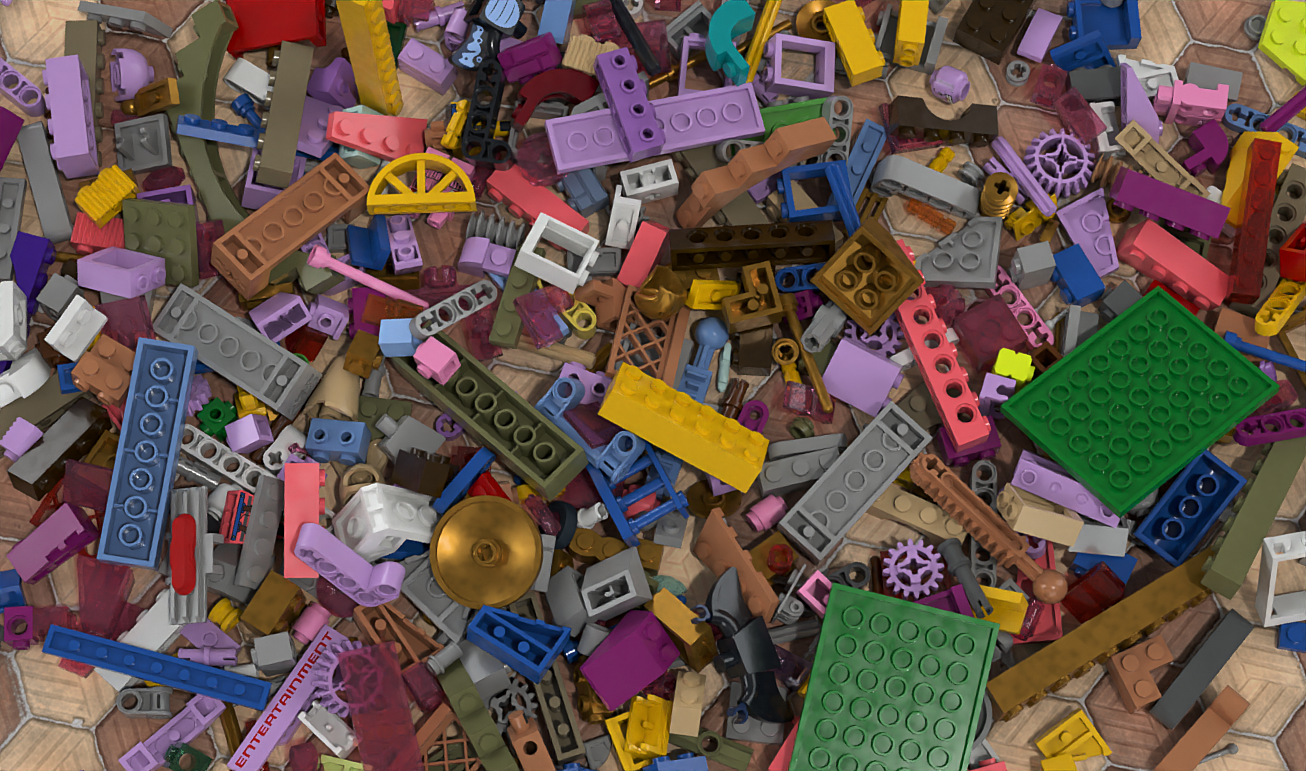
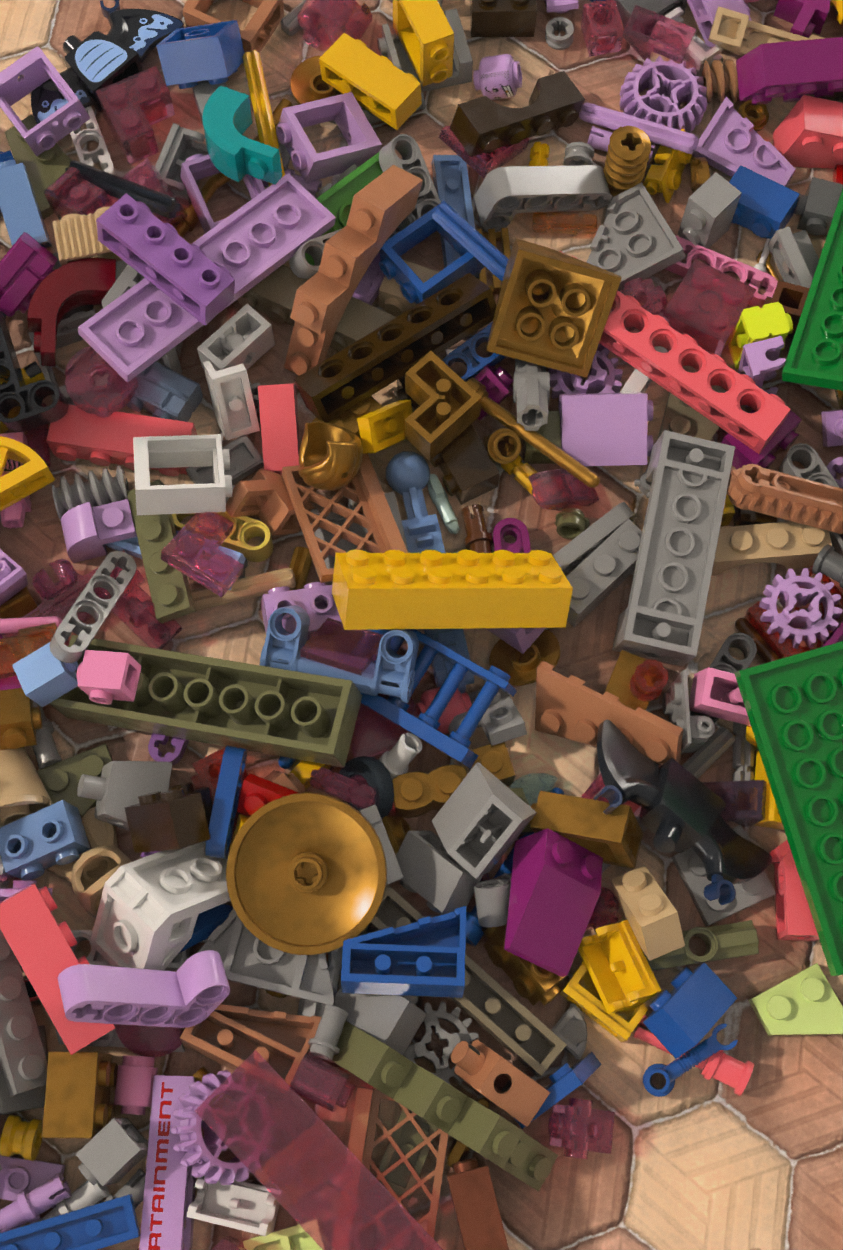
camera: 30 degrees left, 0 degrees up
(766, 513) = (592, 639): bright pink brick -> none

